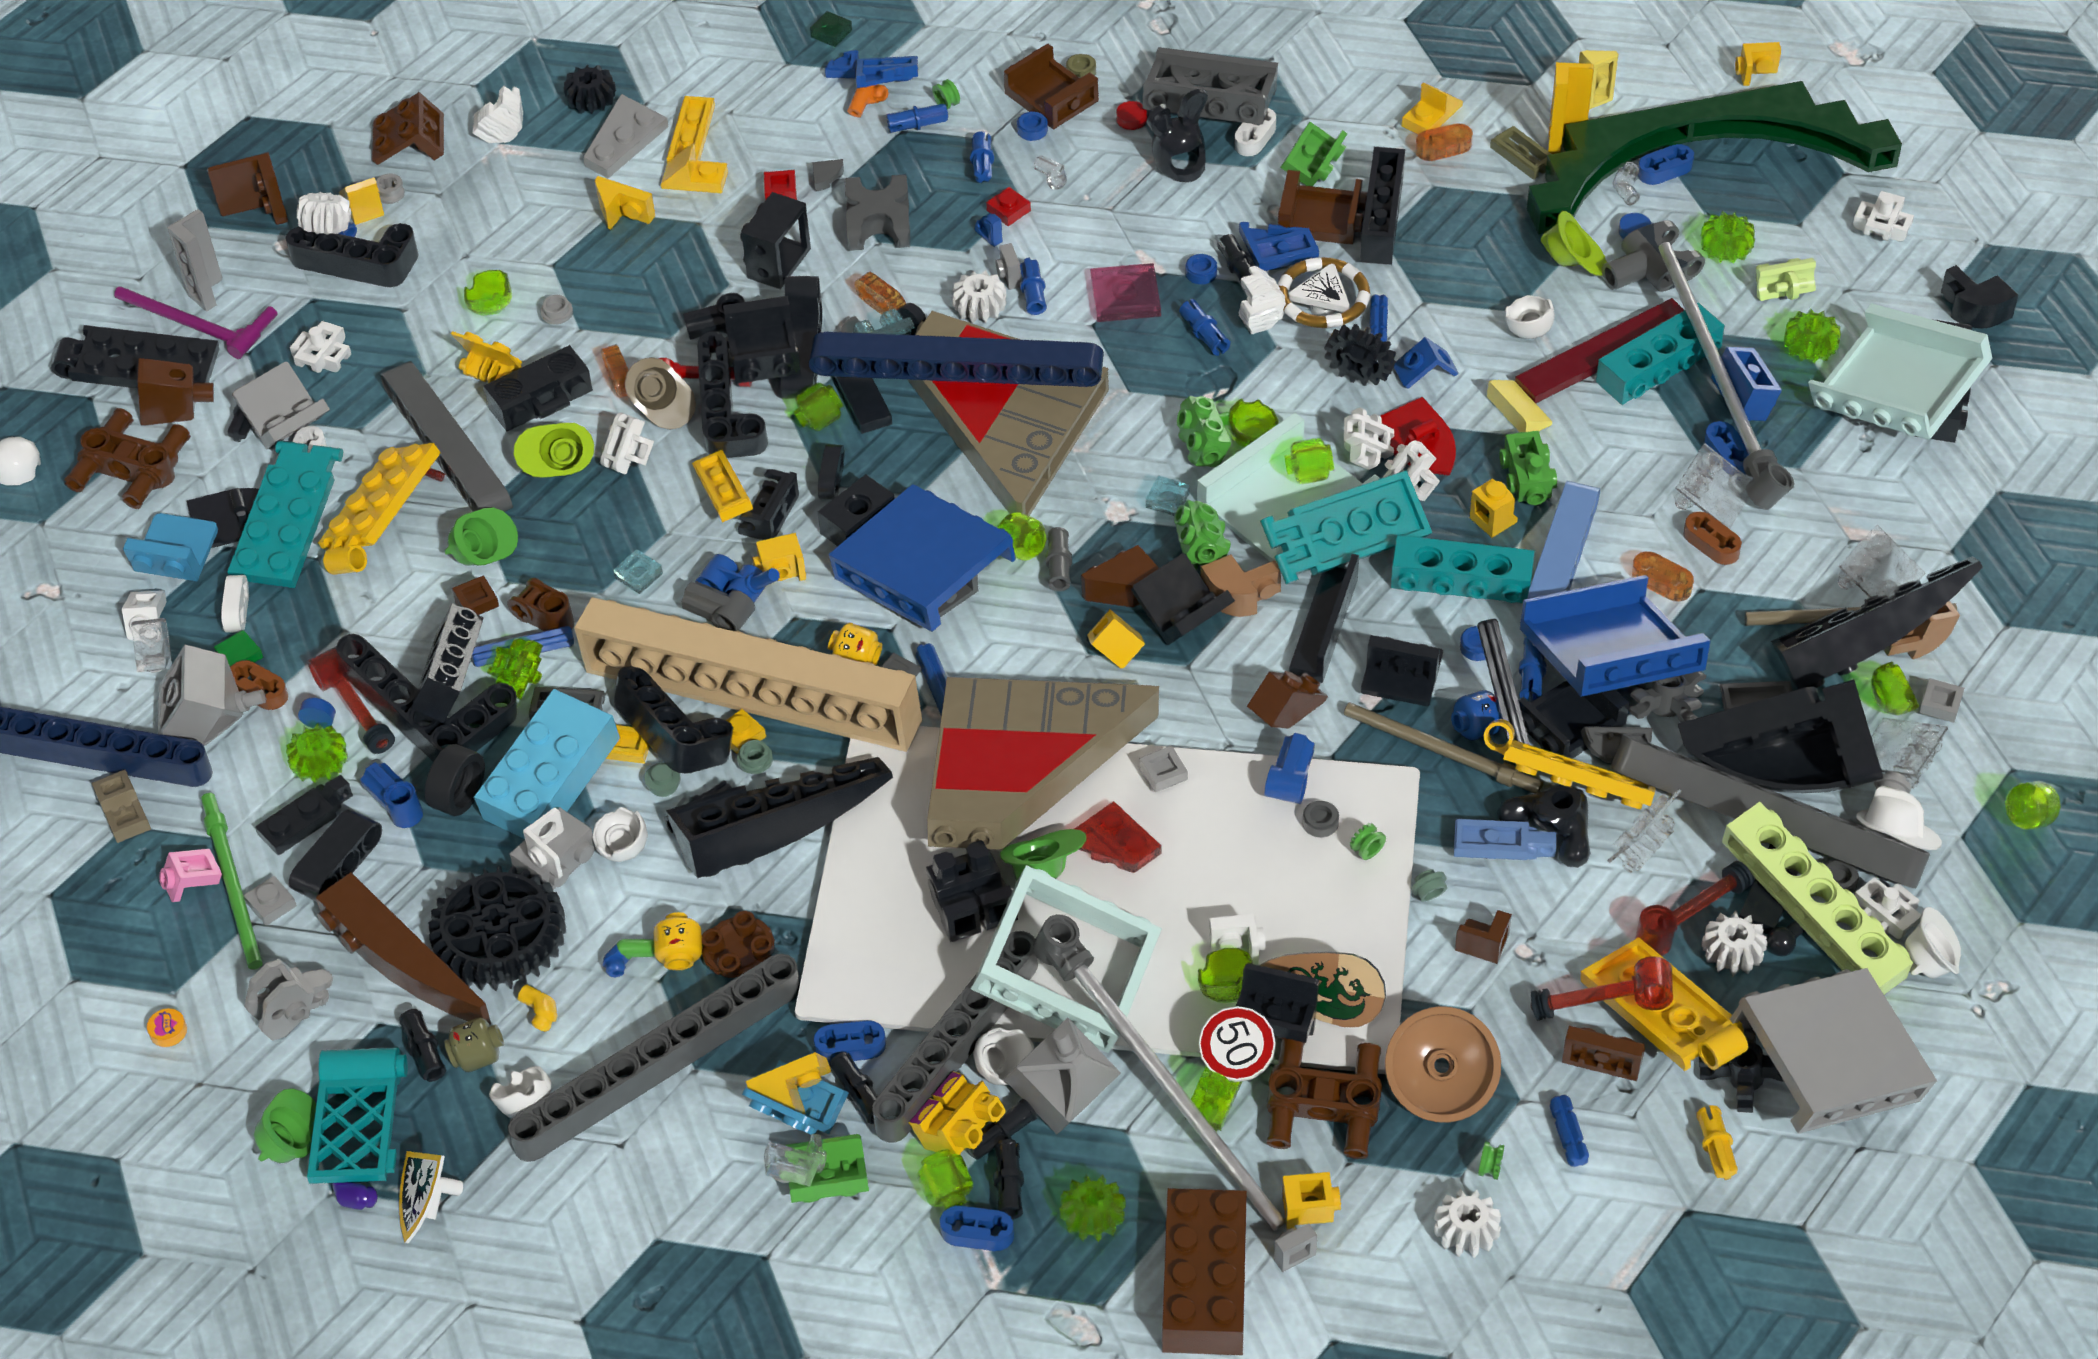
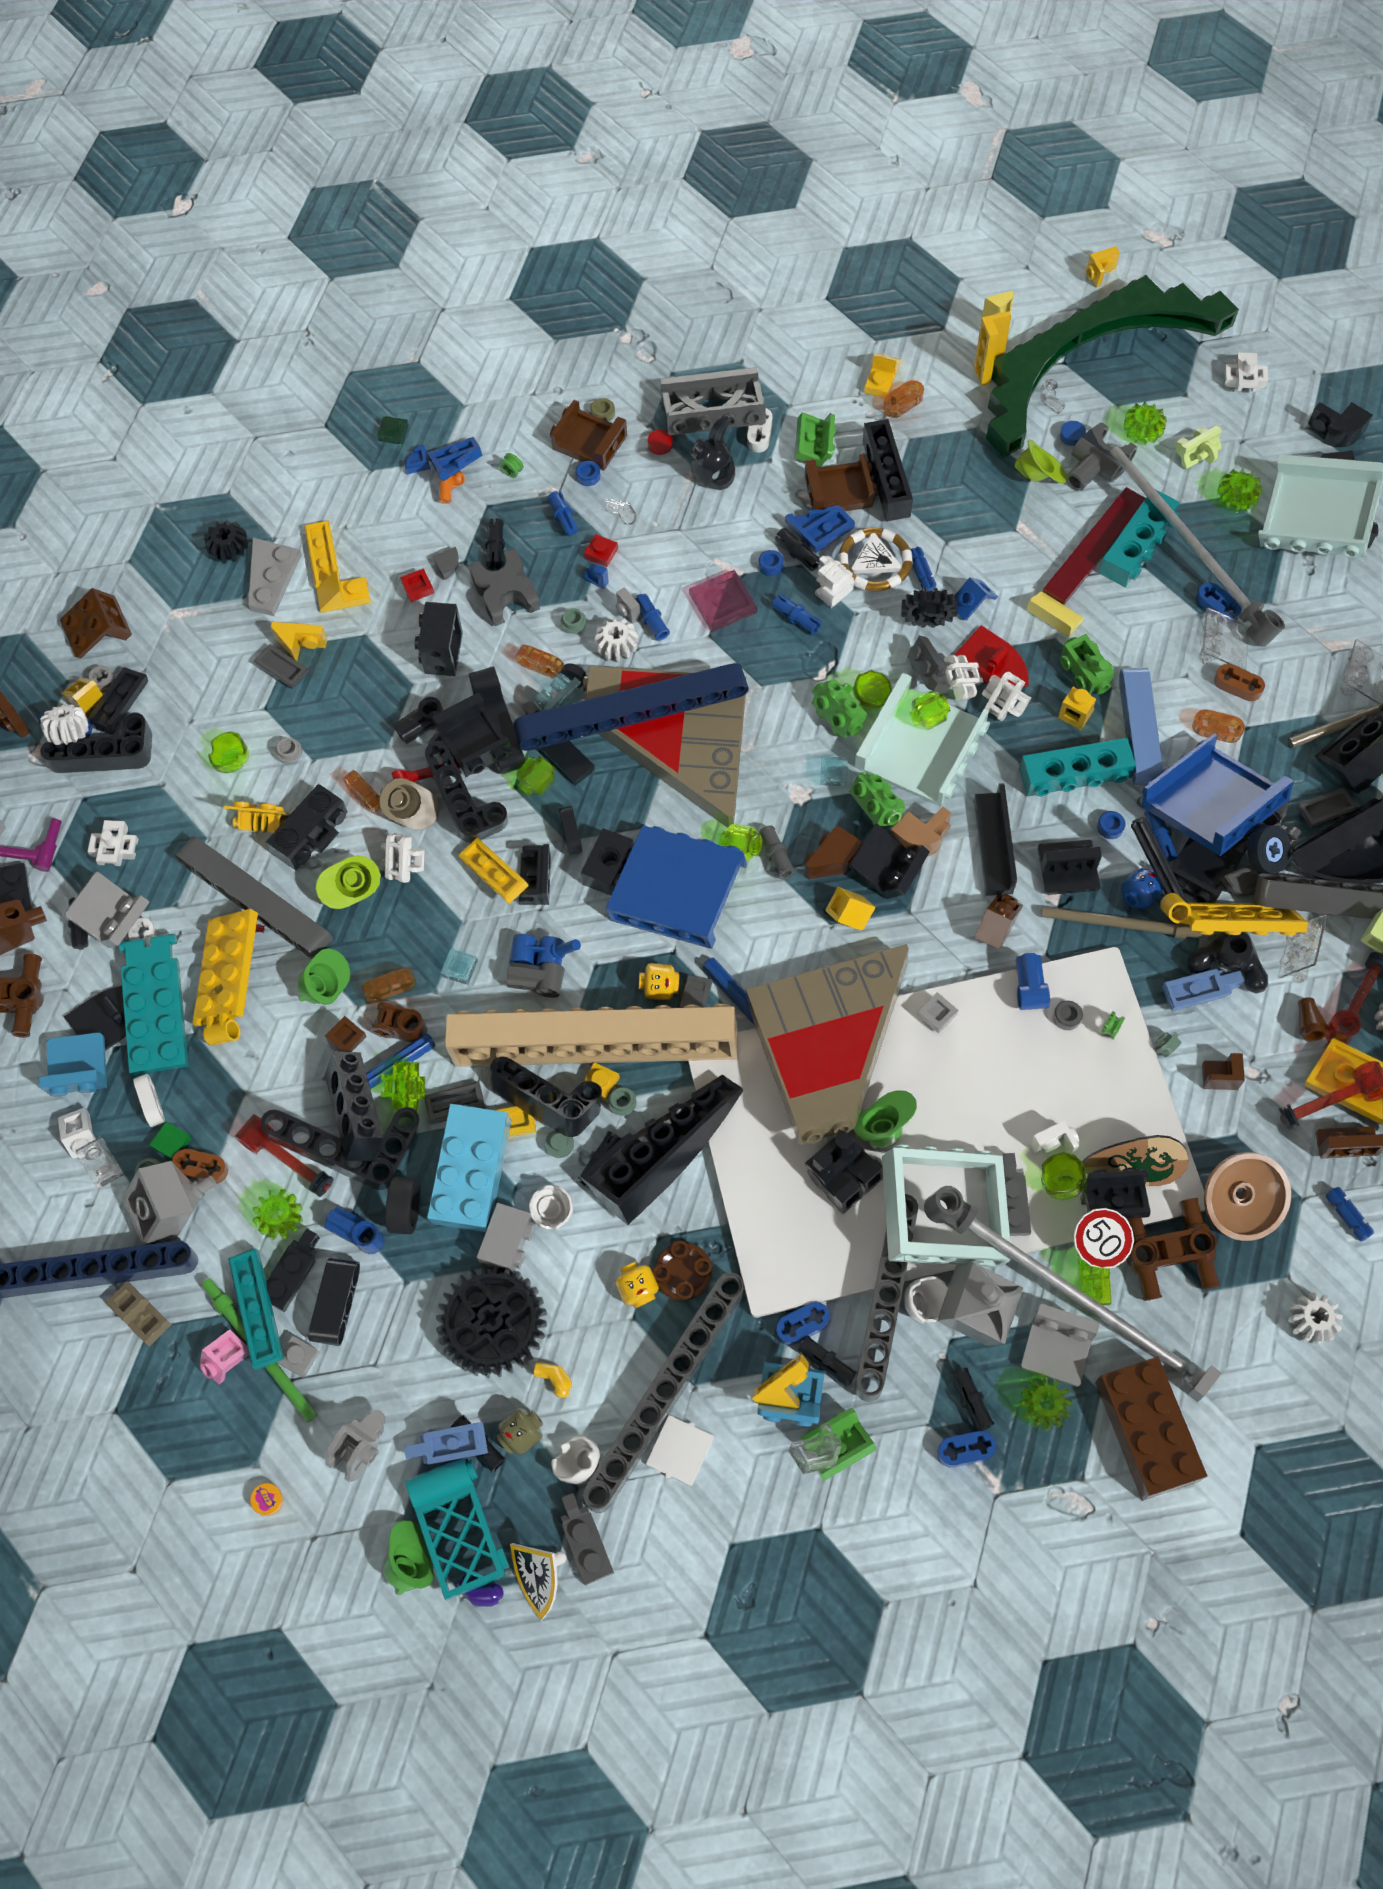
camera: 20 degrees left, 15 degrees up
(246, 835) = (255, 1309): none -> teal tile
(316, 710) = (261, 1178): blue tile -> none
(388, 1027) = (449, 1444): none -> medium blue hinge
(394, 949) = (417, 1368): reddish brown slope -> none
(397, 209) = (118, 700): none -> black hinge
(492, 1180) = (585, 1542): none -> dark grey hinge
(502, 120) = (168, 592): white hair -> none
(536, 845) = (503, 1253): white bracket -> none
(551, 566) = (389, 985): none -> clear orange beam
(590, 227) = (281, 666): none -> dark grey tile
(623, 951) = (598, 1306): arm -> none
(646, 1126) = (680, 1450): none -> white piece
(782, 554) = (566, 920): yellow brick -> none
(889, 165) = (494, 543): none -> black pin
(917, 117) = (496, 492): blue axle -> none
(940, 266) = (573, 620): none -> sand green plate
(945, 1179) = (928, 1420): clear neon green head -> none
(956, 1115) = (915, 1364): yellow hips -> none
(1008, 1125) = (947, 1360): black axle -> none
(1118, 839) = (929, 1082): clear red wing -> none
(1141, 1150) = (1058, 1344): none -> light grey bracket
(1158, 985) = (1016, 1197): none -> dark grey hinge
(1309, 1199) = (1204, 1330): yellow brick -> none
(1331, 412) = (929, 665): none -> dark grey hinge
(1344, 524) = (983, 760): teal hinge -> none
(1490, 1160) = (1308, 1259): bright green bush -> none
(1518, 154) = (961, 393): olive tile -> none
(1530, 316) = (1033, 534): white hair -> none
(1620, 915) = (1311, 1022): none -> reddish brown cone
(1635, 713) = (1258, 851): none -> black bush
(1665, 164) = (1068, 369): blue beam -> none
(1751, 381) = (1218, 542): blue brick -> none

